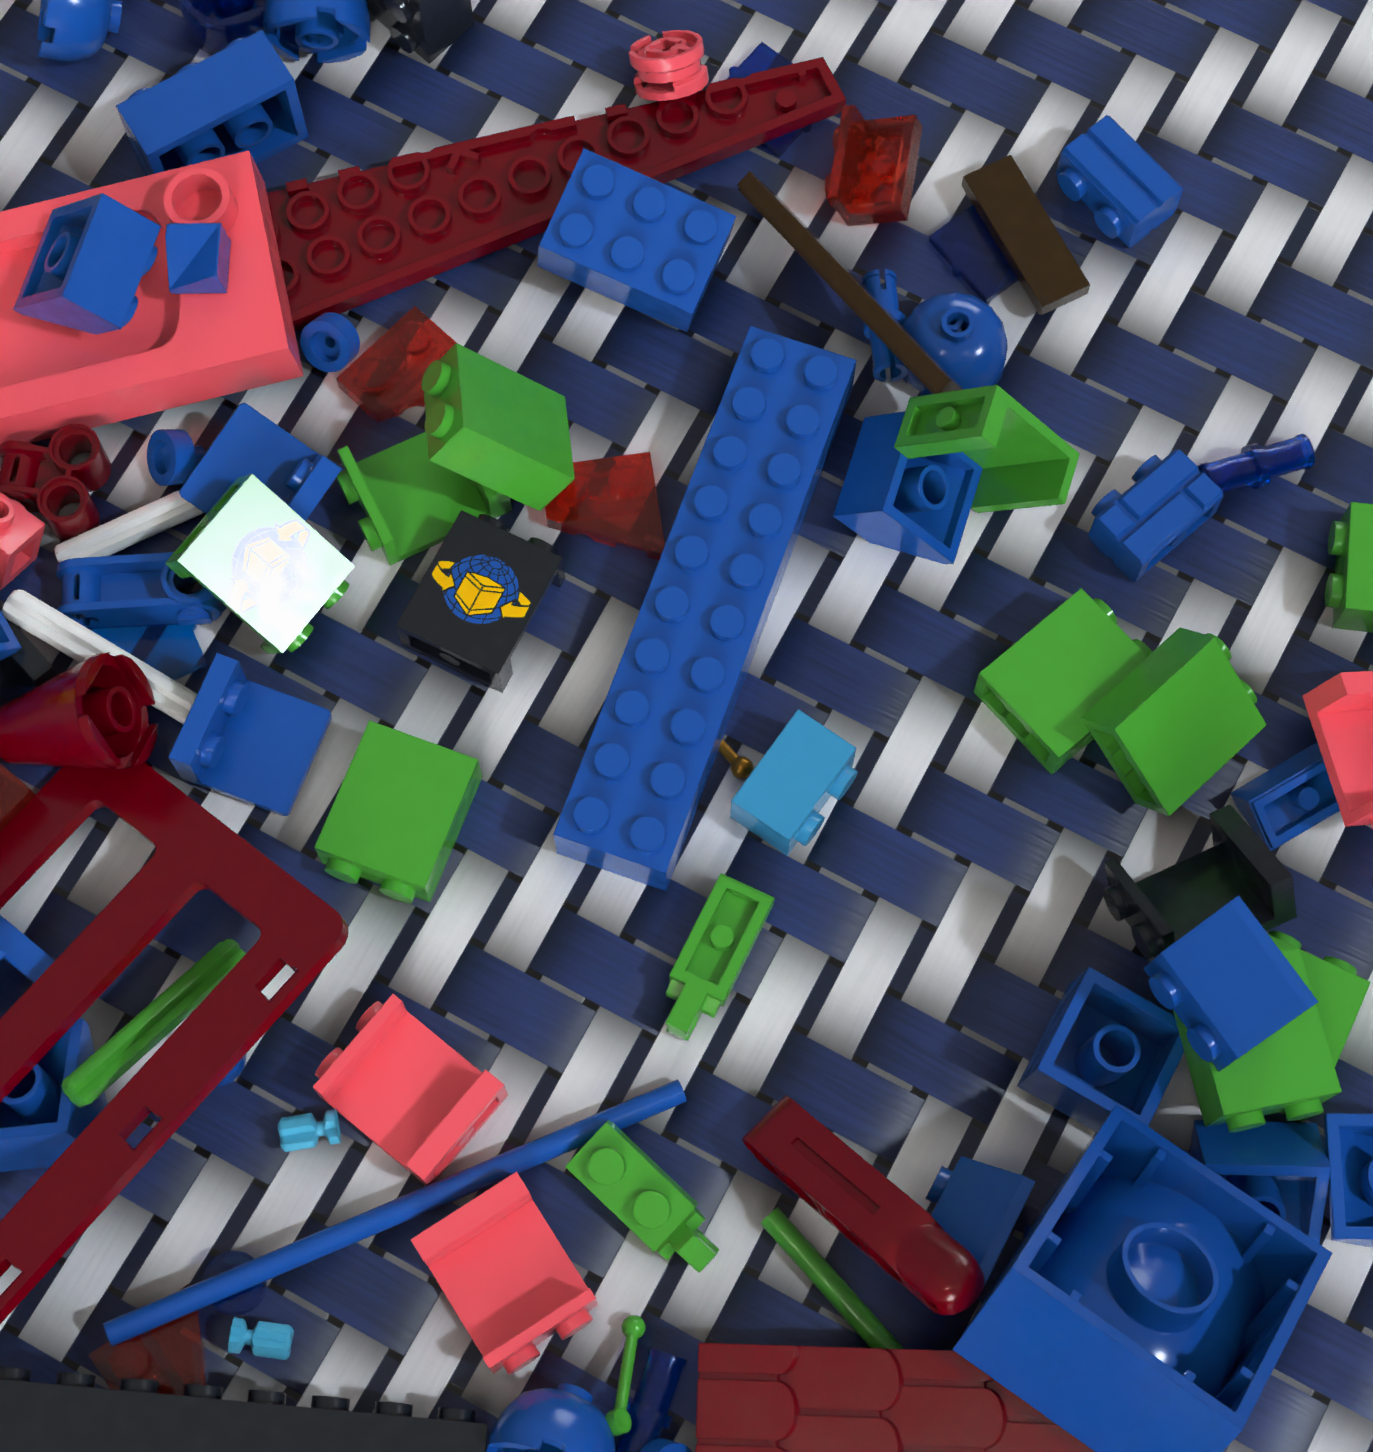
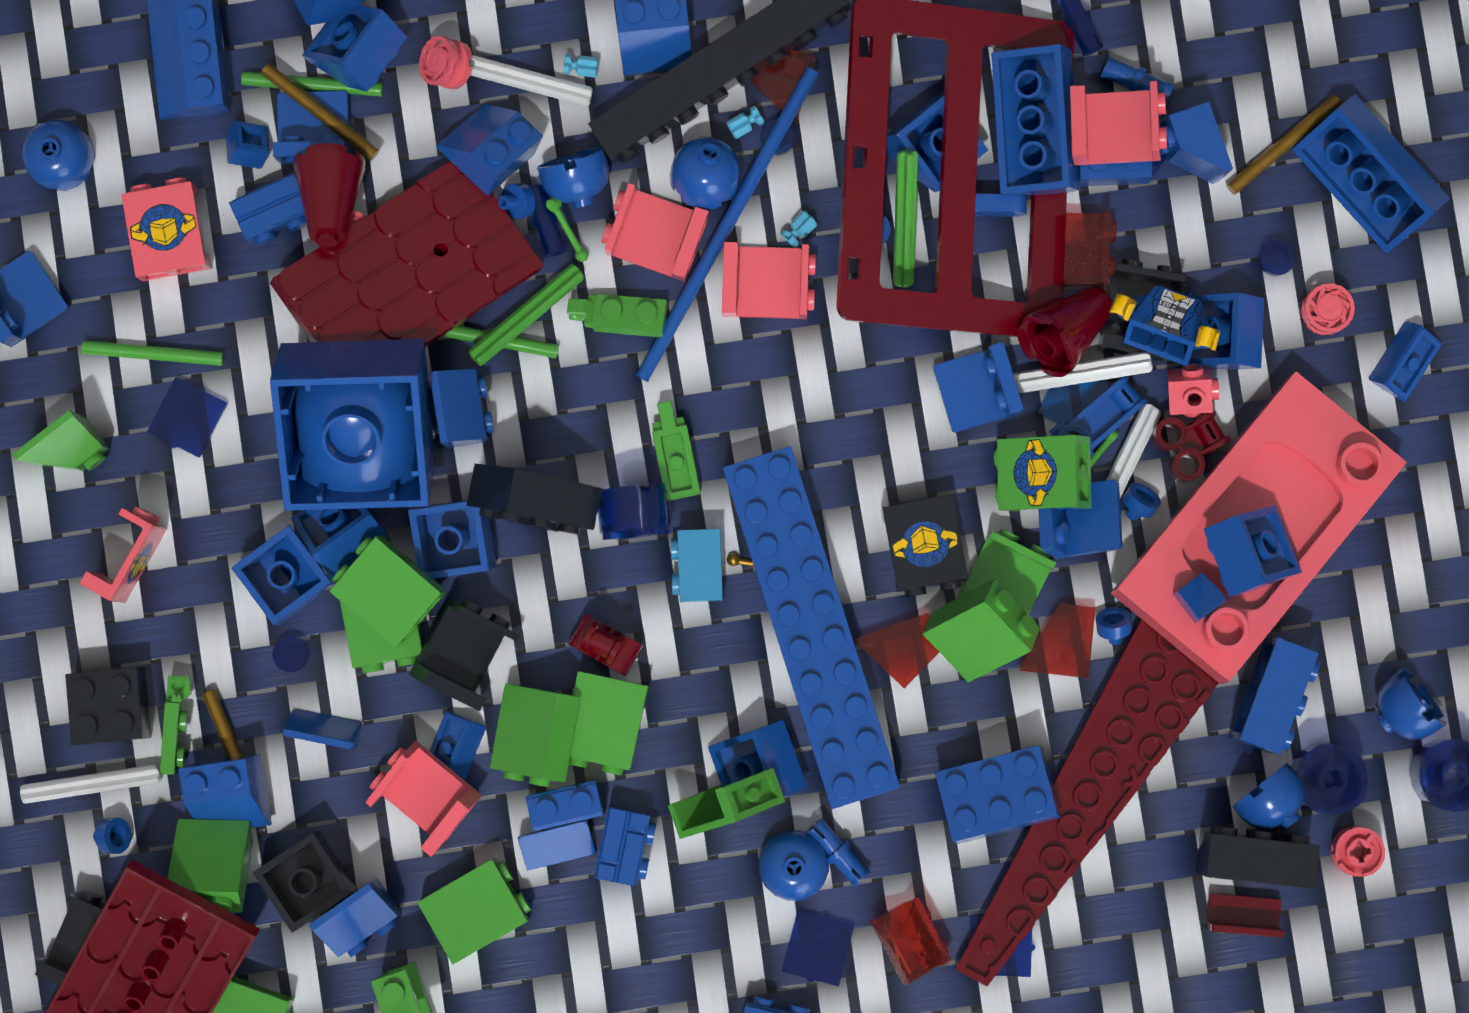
camera: 150 degrees right, 15 degrees up
(372, 1302) = (705, 172): none -> blue cylinder
(398, 813) = (877, 405): bright green brick -> none
(669, 65) = (1063, 916): coral wheel -> none
(774, 1296) = (526, 314): none -> bright green axle
(830, 908) = (634, 511): none -> clear blue brick
(847, 286) = (864, 849): dark brown tile -> none
(866, 1208) = (512, 378): dark red piece -> none
(958, 1012) = (533, 499): none -> black brick
(996, 775) = (605, 644): none -> dark red piece
(1025, 235) = (803, 961): dark brown tile -> none
(1196, 602) = (565, 805): none -> blue brick
(1228, 984) = (413, 589): blue slope -> none
(1239, 583) = (557, 844): none -> slope
(1260, 464) = (591, 914): clear blue pin -> none

